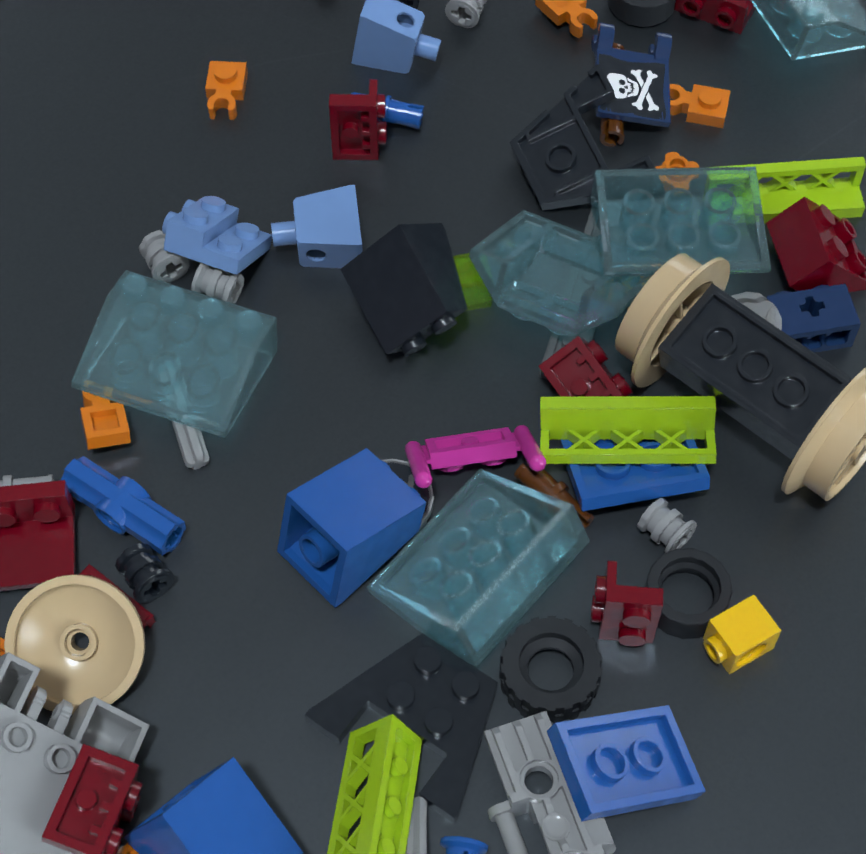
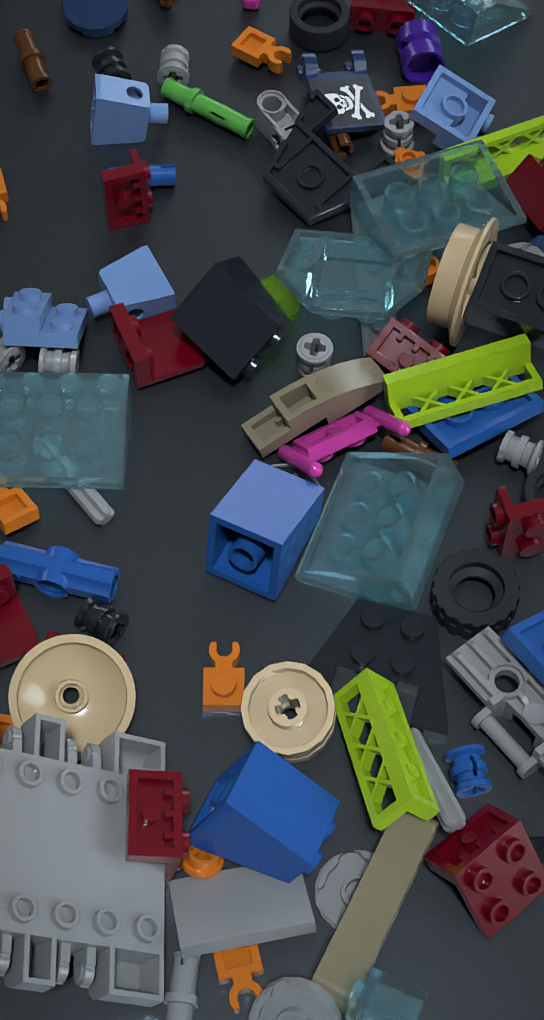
camera: 20 degrees left, 0 degrees up
(244, 680) = (223, 684): none -> orange plate
(267, 719) = (285, 687): none -> tan wheel
(318, 295) = (153, 346): none -> dark red bracket
(462, 399) = (309, 400): none -> dark tan slope
(475, 46) = (196, 102): none -> bright green pin
(478, 351) = (308, 356): none -> light grey bush
(550, 81) = (275, 116): none -> light grey piece
(668, 133) = (390, 133): none -> light grey bush
(738, 52) = (419, 50): none -> dark purple wheel
(744, 125) = (452, 109): none -> medium blue plate

